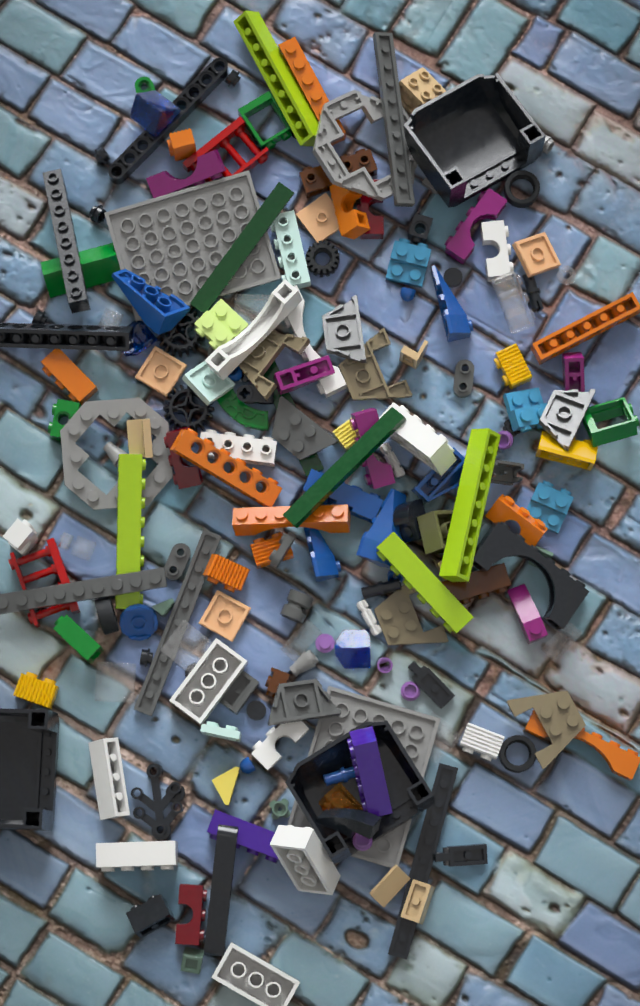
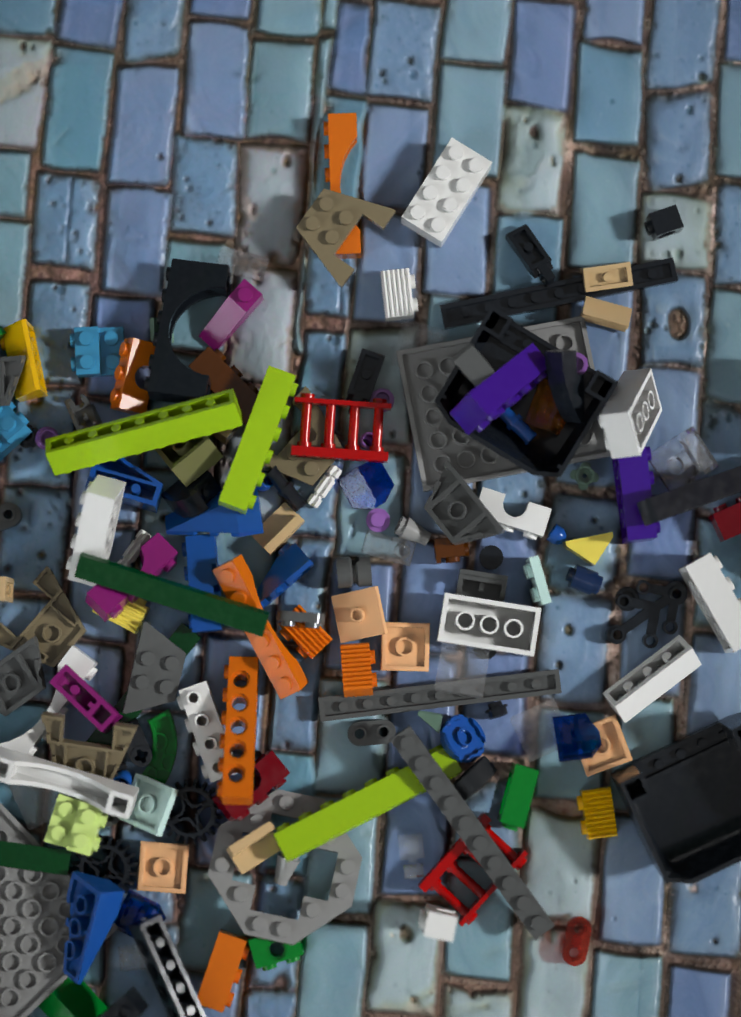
camera: 120 degrees left, 5 degrees up
(81, 718) = (613, 750): none -> light nougat plate
(96, 701) = (575, 737): none -> clear blue slope
(205, 768) = (584, 579): none -> dark blue brick
(253, 886) = (683, 460): none -> clear slope
(264, 594) = (359, 614): none -> light nougat plate
(355, 570) = (279, 528): none -> tan panel
(393, 631) = (351, 451): none -> red fence
(396, 759) = (473, 365): none -> dark grey slope
(436, 966) = (663, 223): none -> black brick
(519, 739) = (390, 232): black tyre -> none
(539, 816) = (446, 192): none -> white brick

